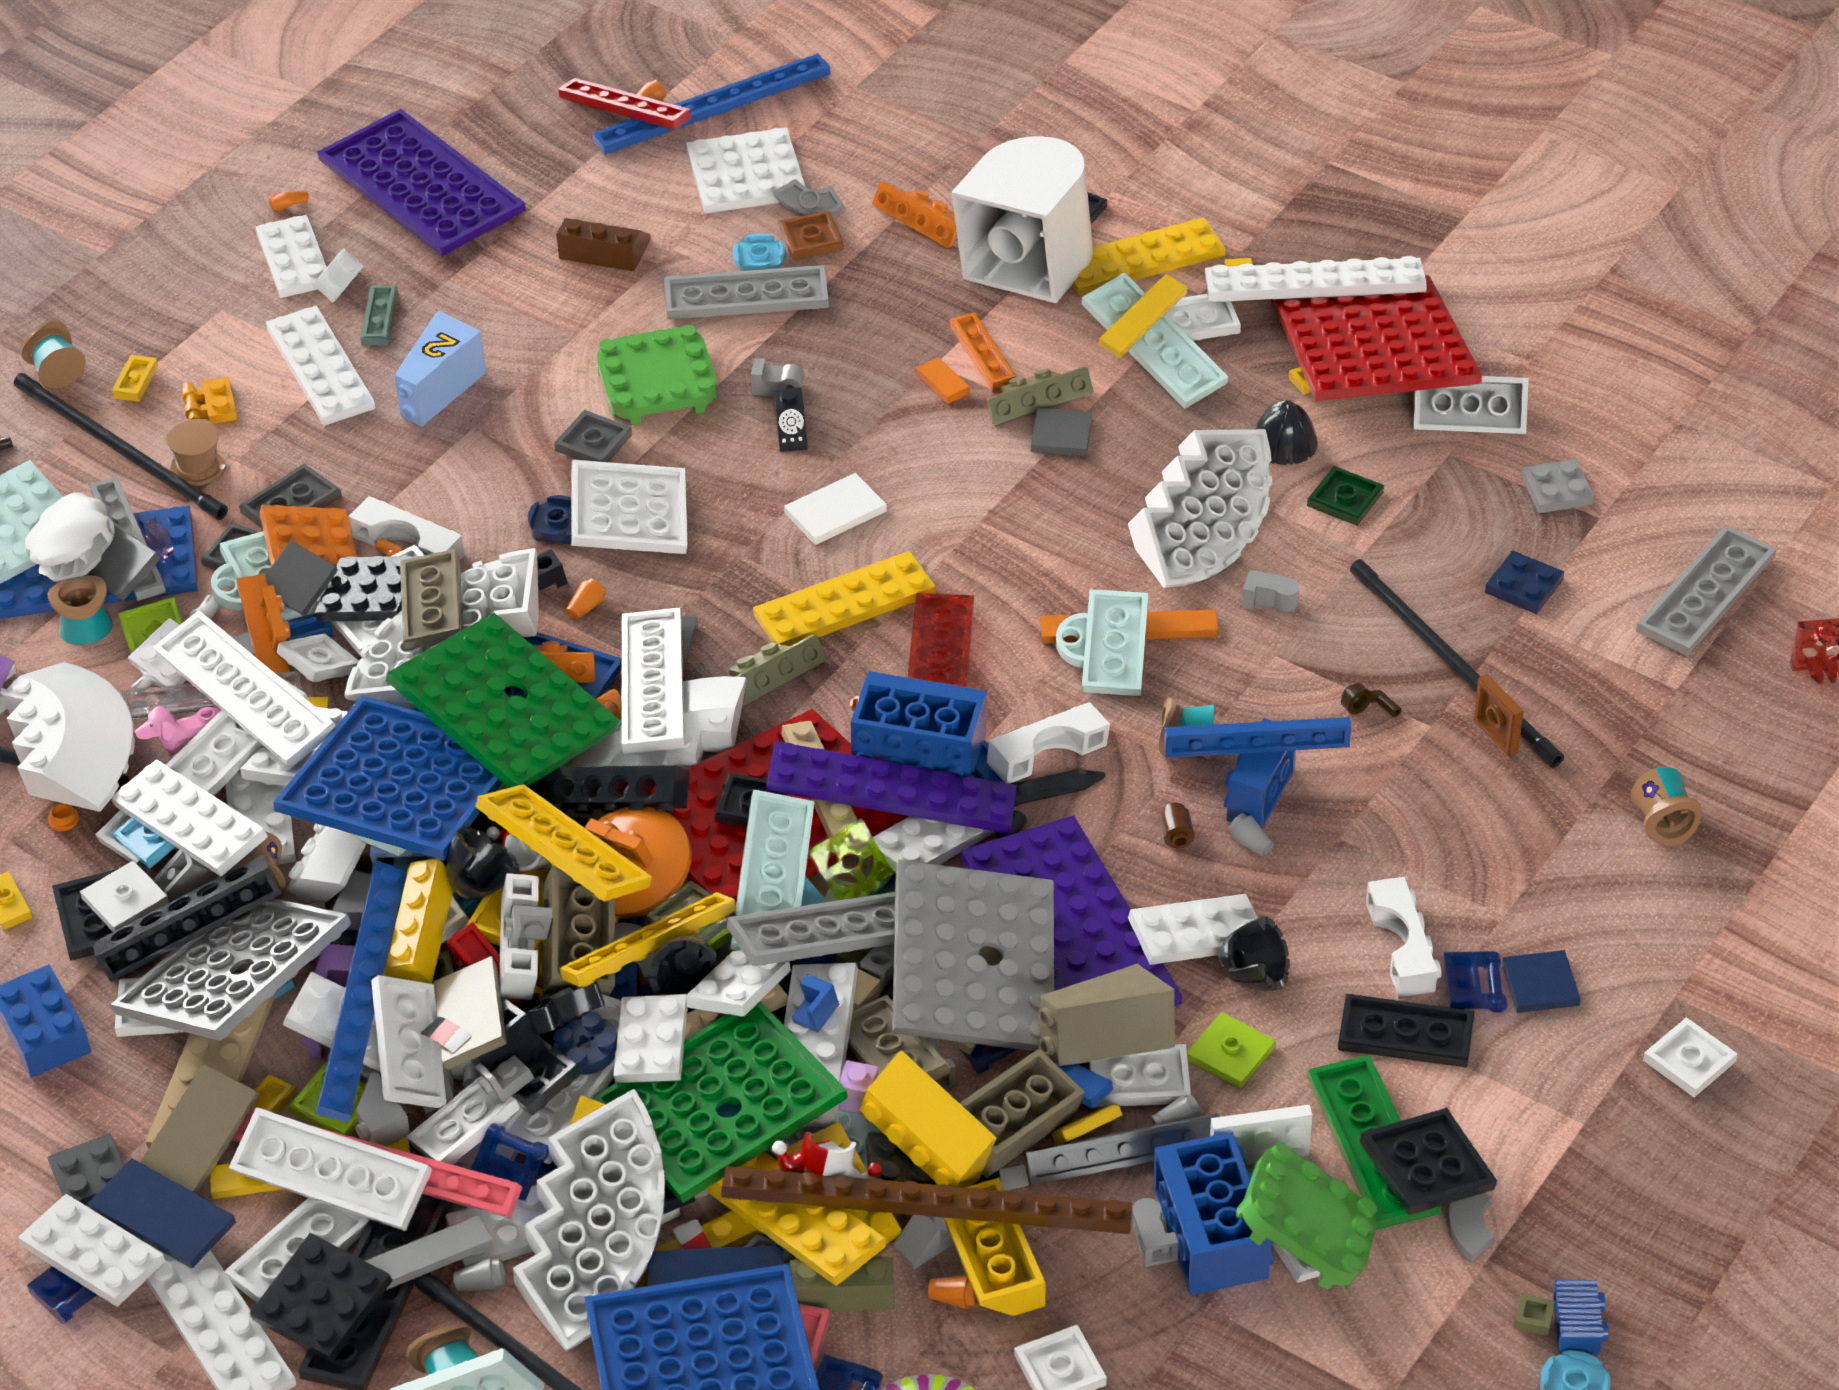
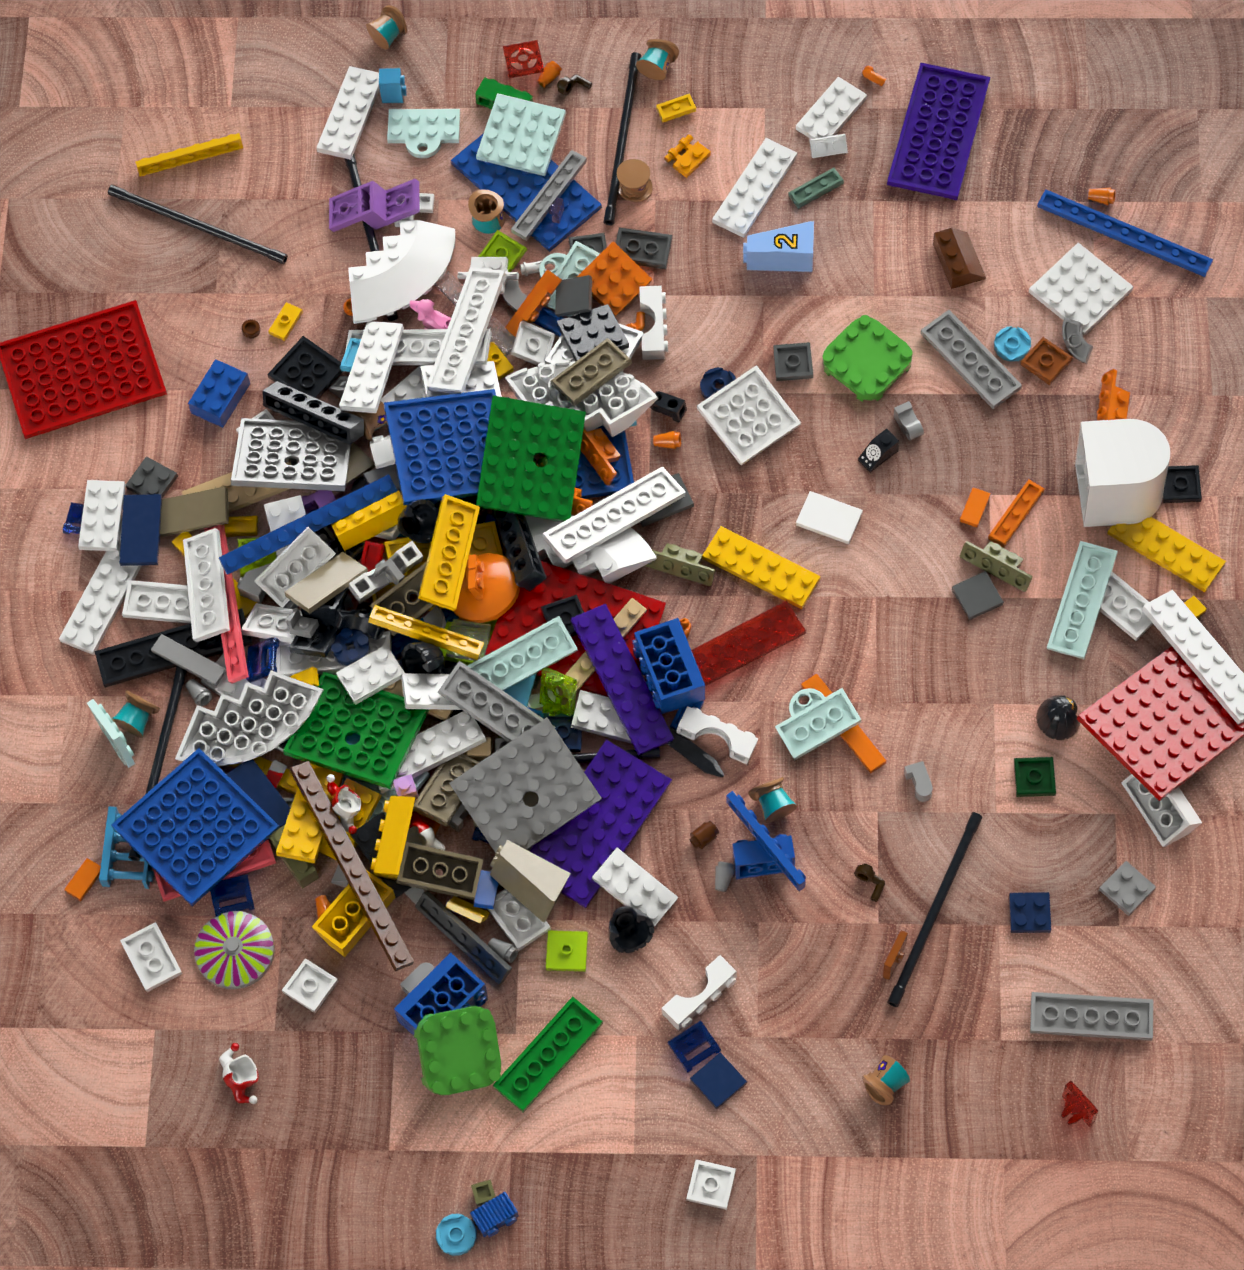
camera: 60 degrees right, 20 degrees up
(70, 537) = (518, 171): white piece -> none
(124, 564) = (524, 202): dark grey tile -> none
(124, 896) = (314, 373): white plate -> none
(321, 1297) = (135, 632): black plate -> none
(446, 1033) = (303, 581): sticker -> none
(624, 103) = (1080, 189): red plate -> none
(818, 1004) = (439, 737): blue panel -> none
(1142, 316) = (1089, 582): yellow tile -> none
(1205, 506) = (960, 712): white brick -> none
(1265, 1128) = (505, 999): white plate -> none
(1406, 1030) = (638, 1030): black tile -> none
(1428, 1161) = (542, 1088): black plate -> none
(1468, 1226) = (527, 1128): light grey tile -> none

